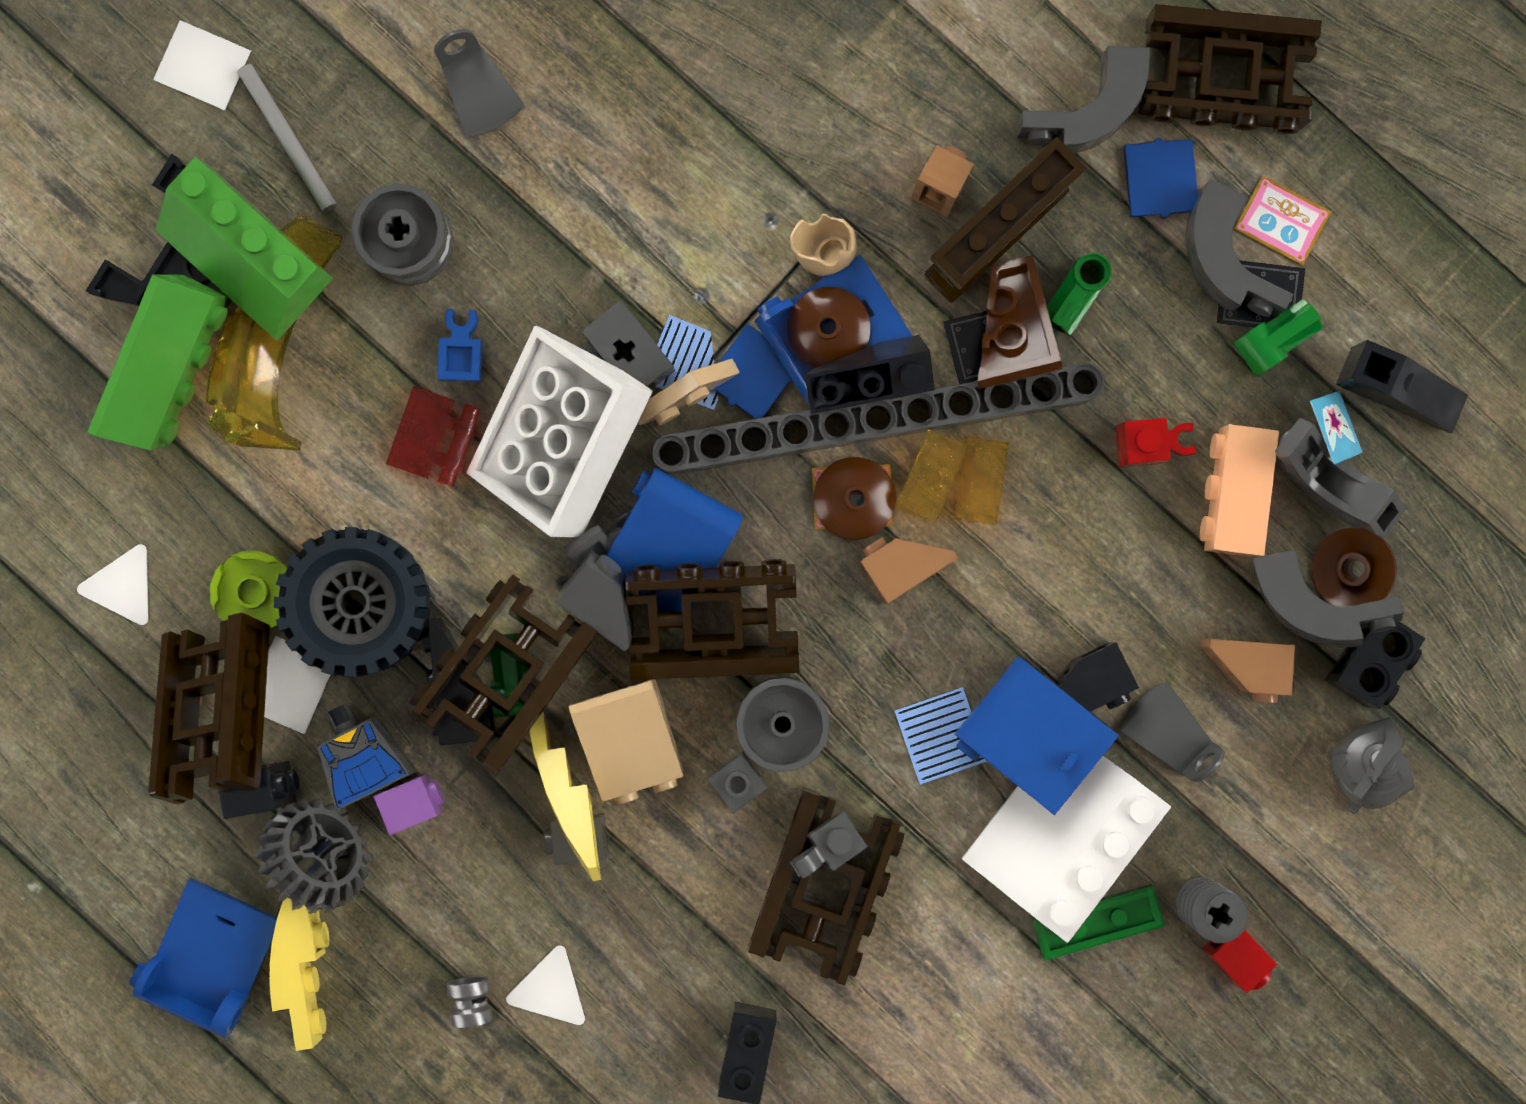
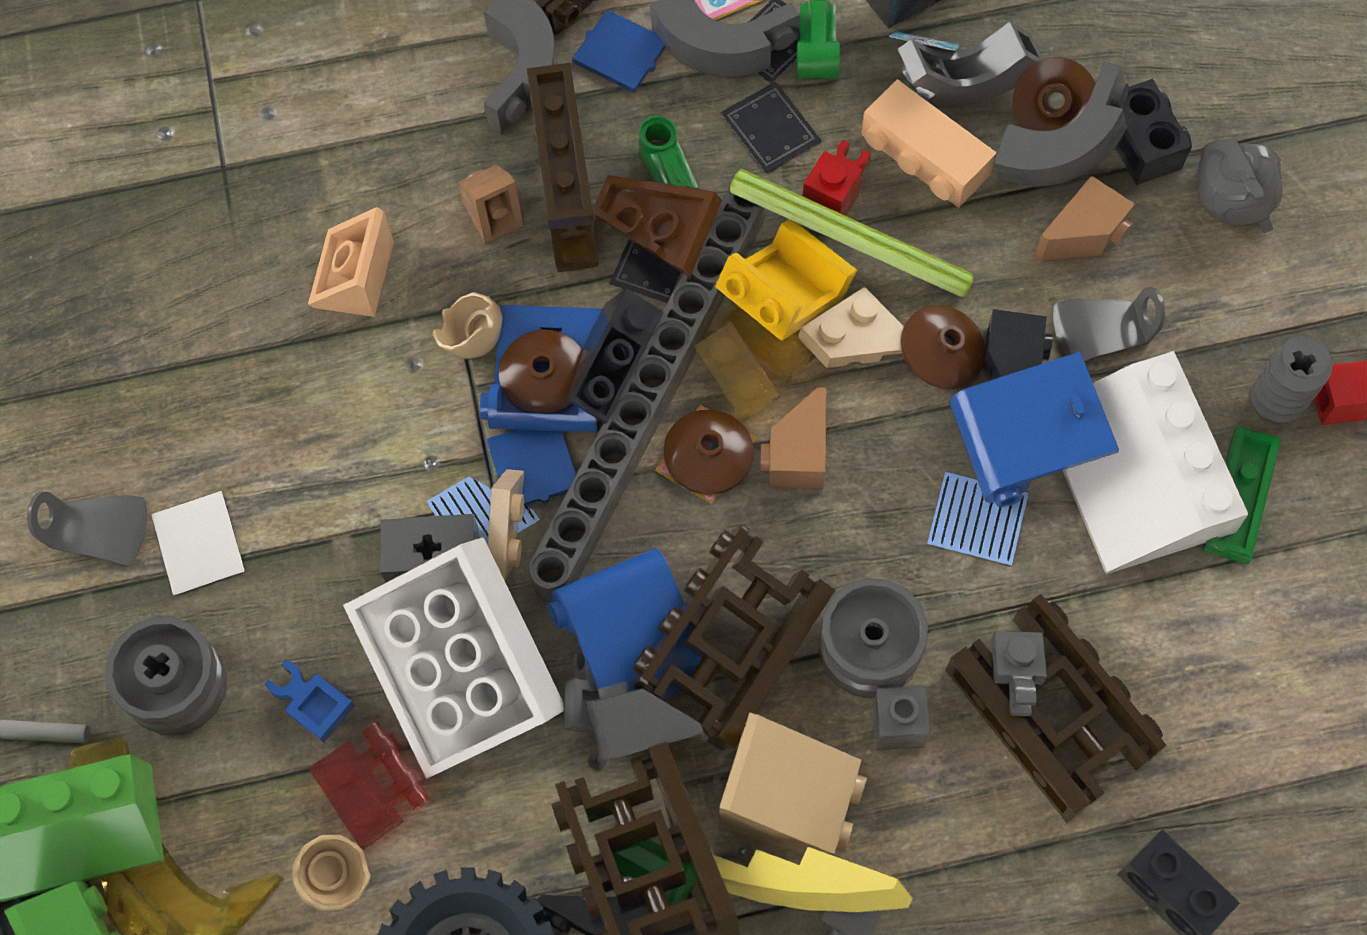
camera: 50 degrees left, 20 degrees down
(351, 460) = (330, 873): none -> tan hair
(520, 171) = (197, 543): none -> white sticker
(814, 112) = (353, 265): none -> light nougat slope
(1031, 464) = (787, 280): none -> yellow panel
(1031, 546) = (853, 332): none -> tan wing
(1051, 609) = (932, 356): none -> reddish brown dish
(1110, 485) = (851, 233): none -> lime axle
(1174, 350) = (770, 127): none -> black sticker

